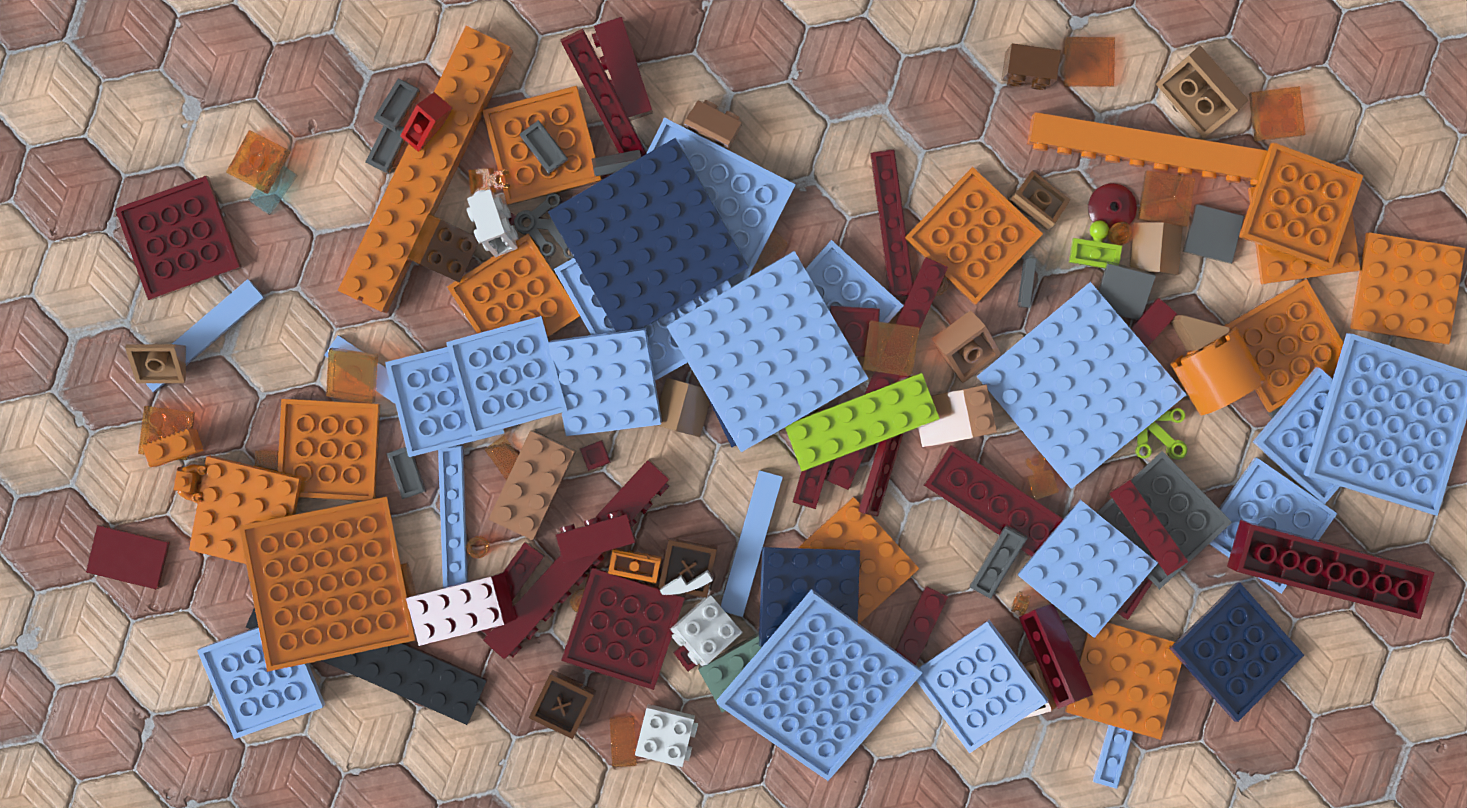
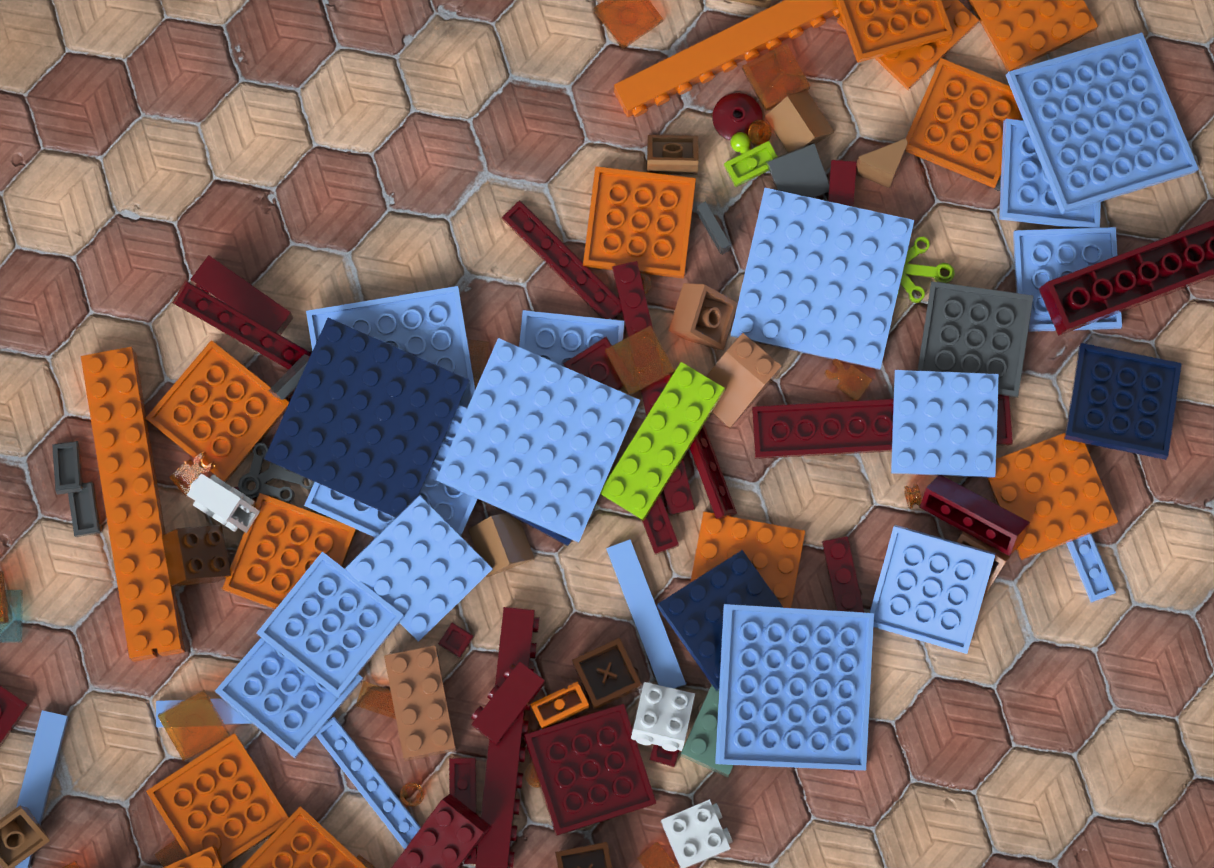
camera: 30 degrees left, 10 degrees down
(406, 473) = (302, 776): dark grey tile -> none
(425, 121) = (104, 457): red slope -> none
(543, 147) = (220, 410): dark grey tile -> none
(679, 584) = (610, 687): white slope -> none
(713, 124) = (351, 287): nougat slope -> none
(998, 561) = (866, 474): dark grey tile -> none
(1030, 66) = (581, 50): reddish brown brick -> none
(1148, 527) = (966, 350): dark red brick -> none
(1213, 234) = (836, 78): dark grey tile -> none
(1218, 373) = (924, 181): orange brick -> none

